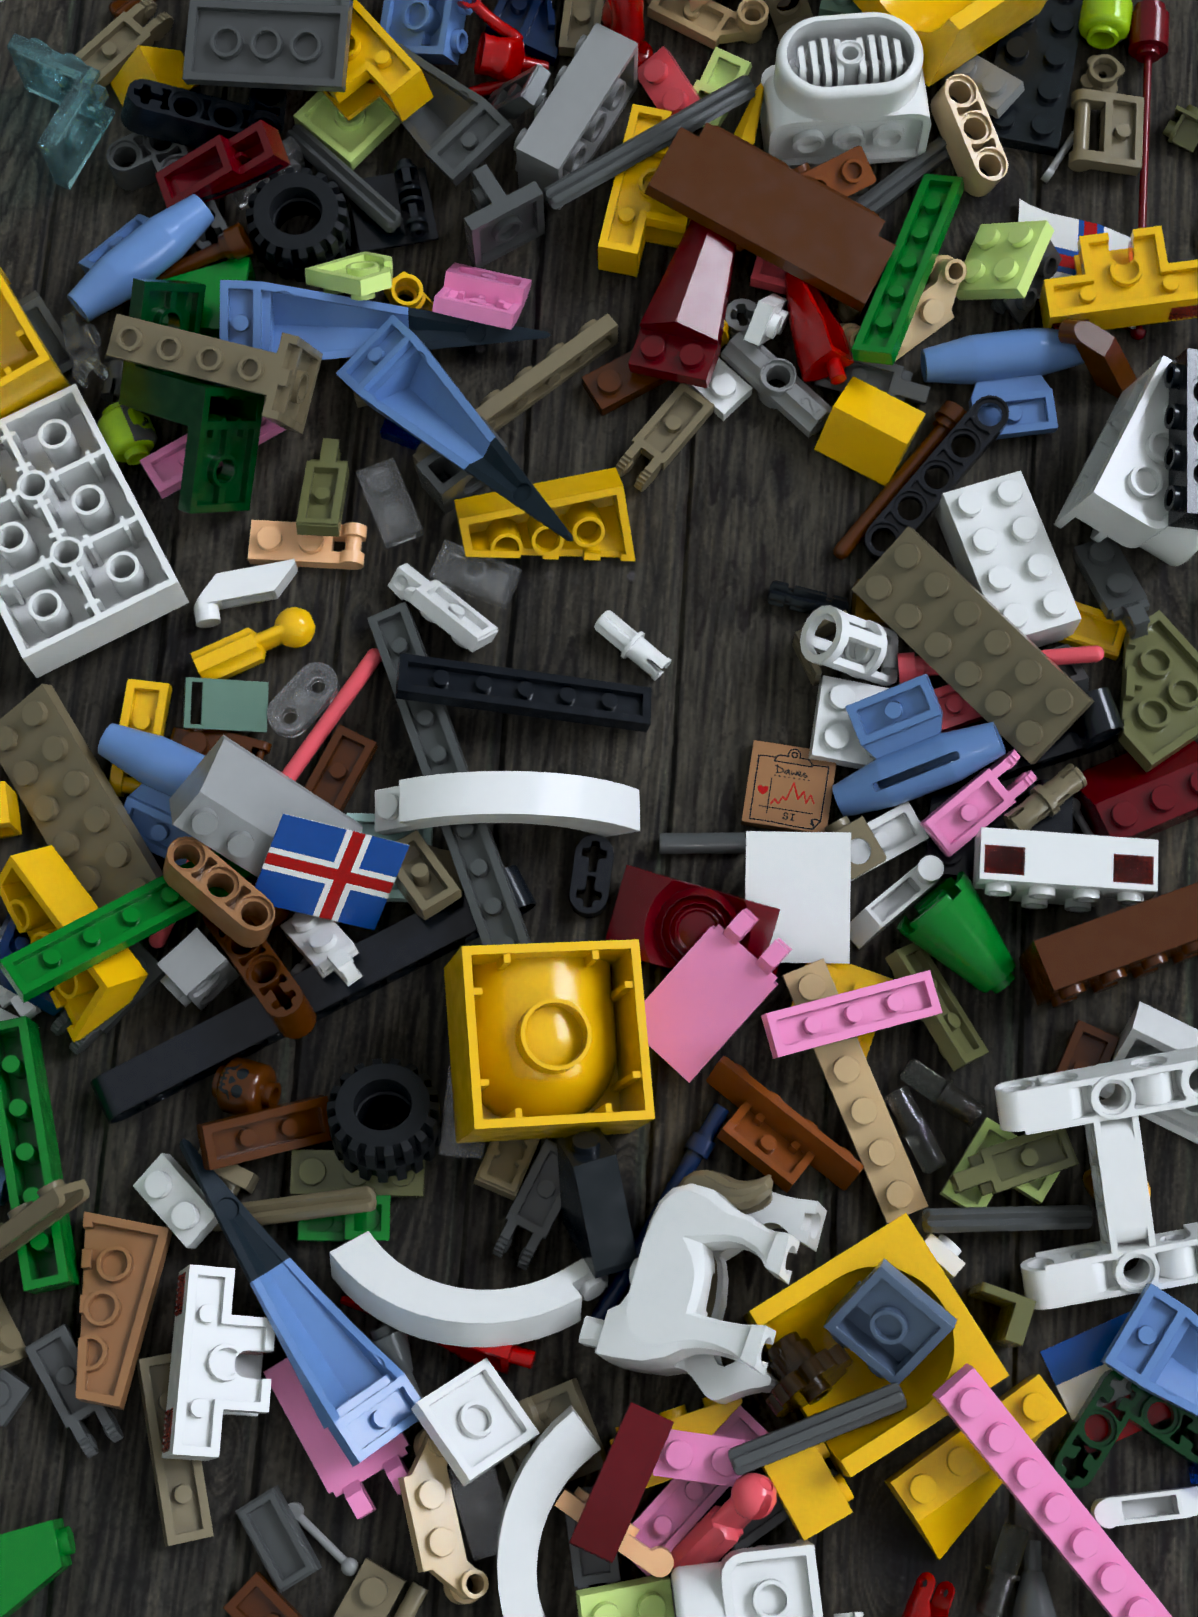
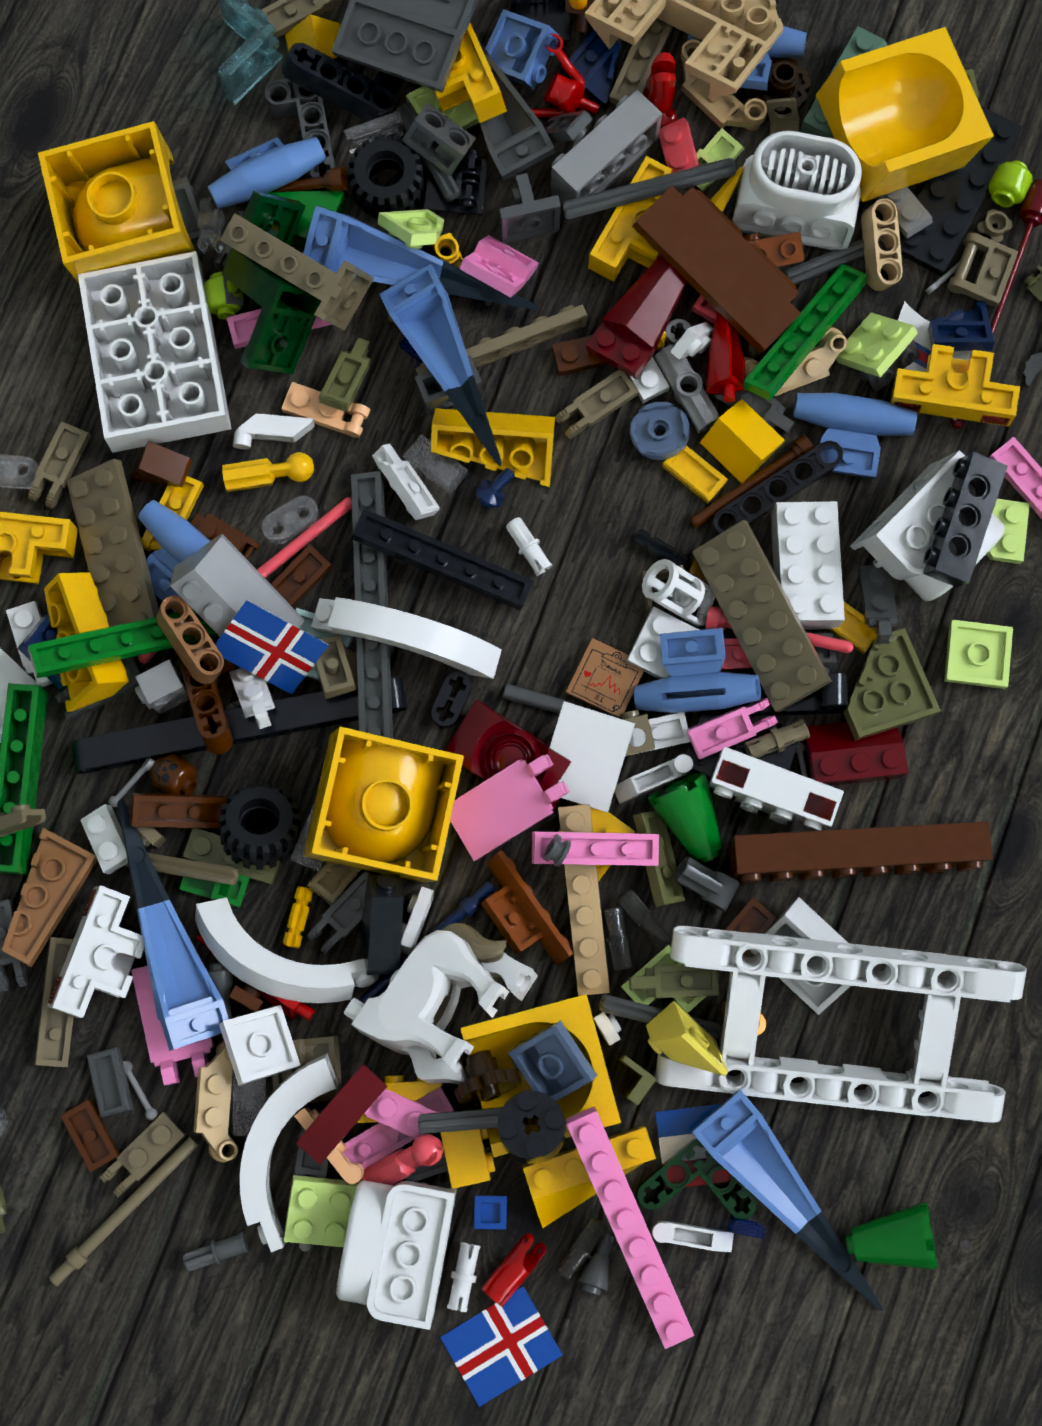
camera: 15 degrees right, 5 degrees up
(108, 677) = (161, 466): none -> reddish brown slope
(172, 1145) = (147, 765): none -> light grey hinge
(224, 165) = (344, 121): dark red slope -> none
(228, 705) = (238, 509): sand green piece -> none
(355, 155) = (438, 139): none -> dark grey brick
(389, 503) = (391, 396): clear plate -> none
(437, 1362) = (247, 998): none -> reddish brown plate
(472, 1230) = (298, 917): none -> yellow axle
(559, 589) = (489, 492): none -> dark blue plate
(635, 1167) = (419, 908): none -> white plate
(757, 430) = (659, 417): none -> sand blue plate
(805, 1029) = (557, 850): none -> dark grey bush
(819, 489) = (695, 474): none -> yellow tile
(862, 1559) = (490, 1212): none -> blue plate
(879, 1393) = (528, 1108): none -> black brick
(1022, 1021) = (714, 887): none -> dark grey piece
(1053, 1239) = (685, 1040): none -> light yellow slope
(1100, 354) = (921, 432): reddish brown piece -> none
(1109, 211) = (963, 330): none -> dark blue wing

